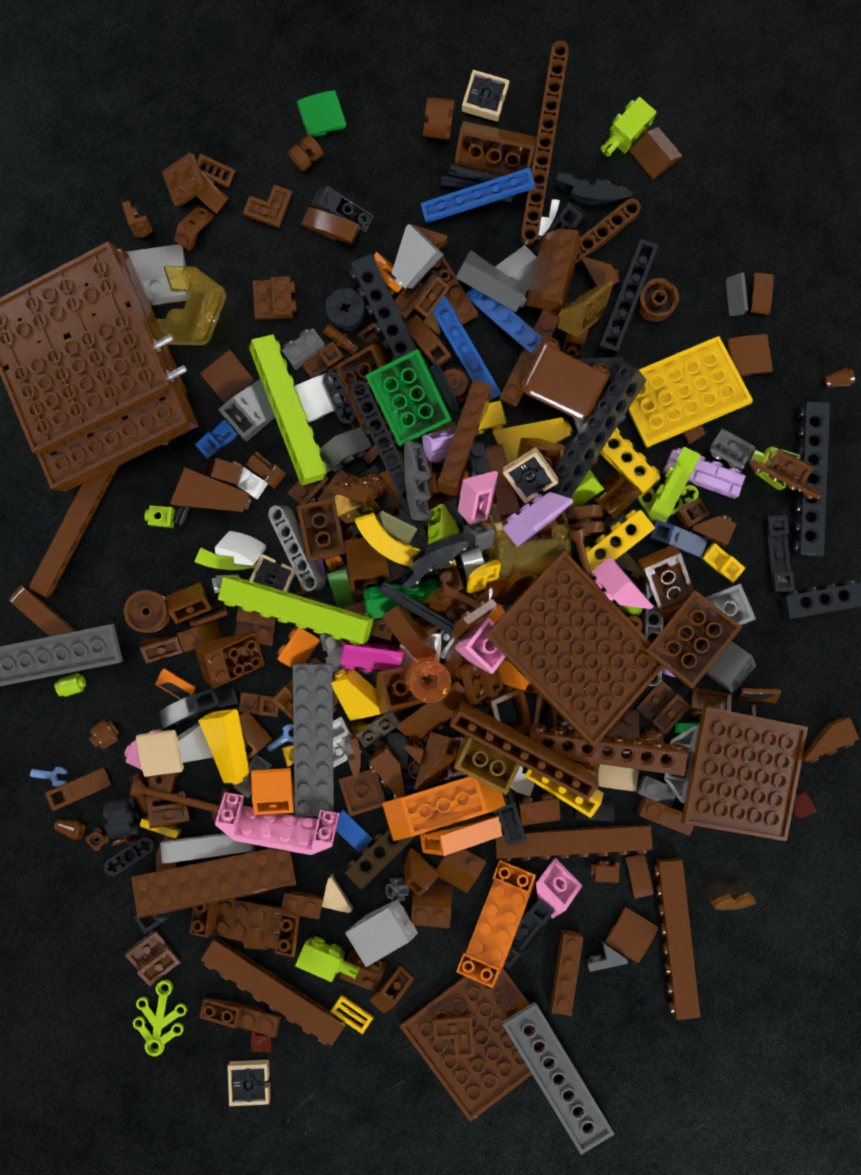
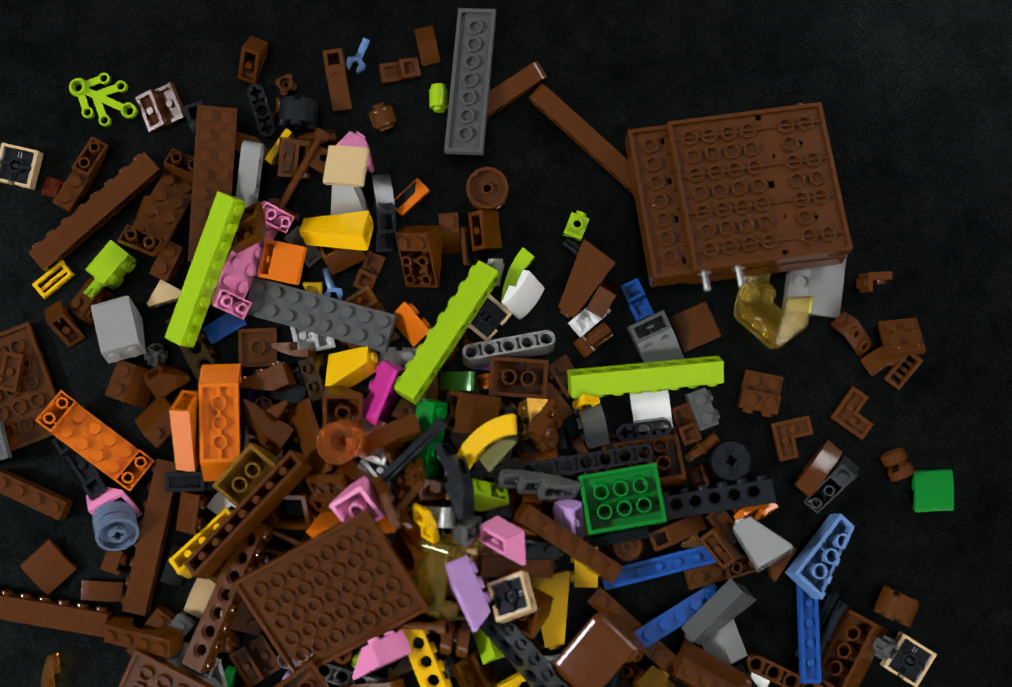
camera: 115 degrees right, 0 degrees up
(22, 710) = (427, 46): none -> reddish brown slope
(54, 731) = (399, 71): none -> reddish brown slope
(70, 828) = (303, 62): reddish brown cone -> none
(80, 879) = (252, 59): none -> reddish brown slope
(161, 647) = (451, 193): reddish brown slope -> none
(246, 832) = (250, 229): none -> reddish brown slope
(253, 622) = (447, 288): reddish brown plate -> none
(298, 862) = (205, 269): none -> lime brick
(306, 264) = (785, 434): none -> reddish brown plate
(325, 459) = (585, 400): none -> yellow tile
(410, 199) = (820, 556): none -> medium blue wedge
(480, 118) = (885, 648): none -> dark grey gear
(572, 879) = (115, 526): none -> sand blue wheel
(611, 959) = (31, 539): dark grey slope -> none
(669, 800) = (161, 641): none -> reddish brown arch

